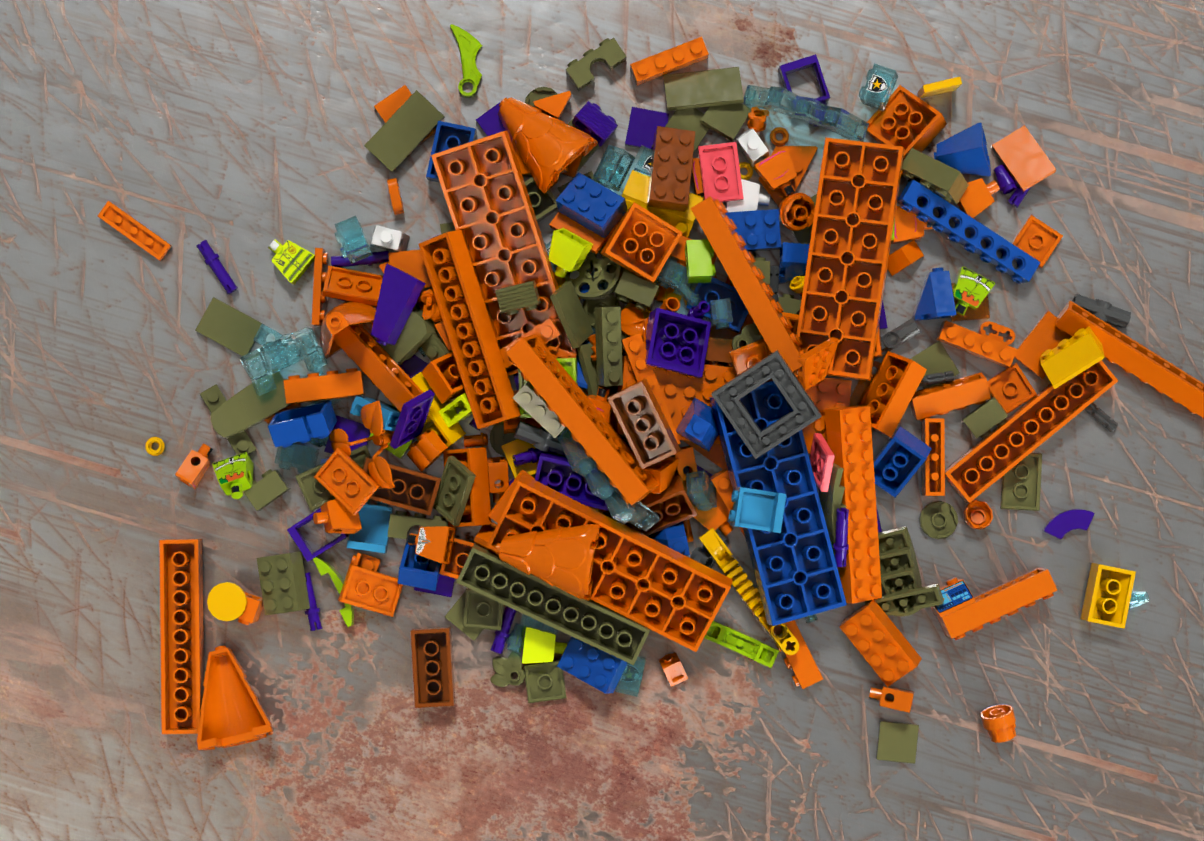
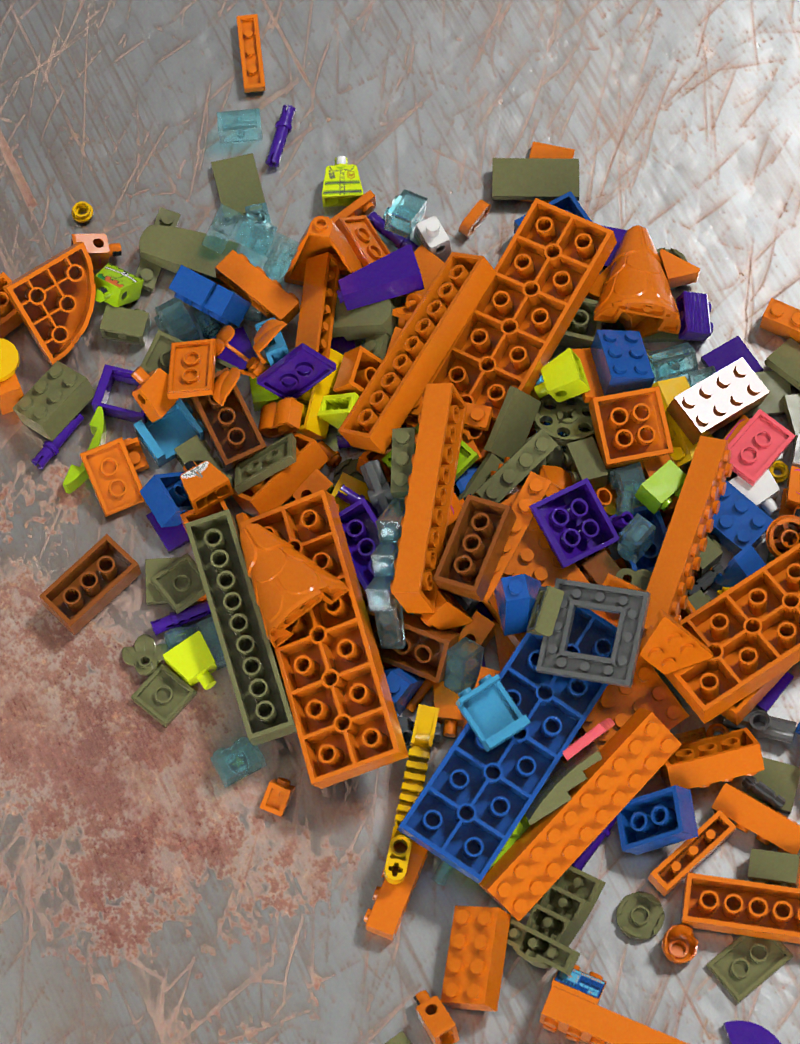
camera: 50 degrees right, 20 degrees down
(185, 288) = (239, 126): none -> clear light blue brick
(215, 525) = (56, 300): none -> orange brick
(468, 49) = (654, 173): lime piece -> none
(517, 297) = (484, 366): olive brick -> none
(592, 665) = (217, 715): blue brick -> none
(608, 53) = (761, 276): olive arch -> none
(725, 420) = (545, 611): none -> olive slope
(742, 644) = (356, 833): lime slope -> none
(841, 536) = (538, 820): dark purple pin -> none

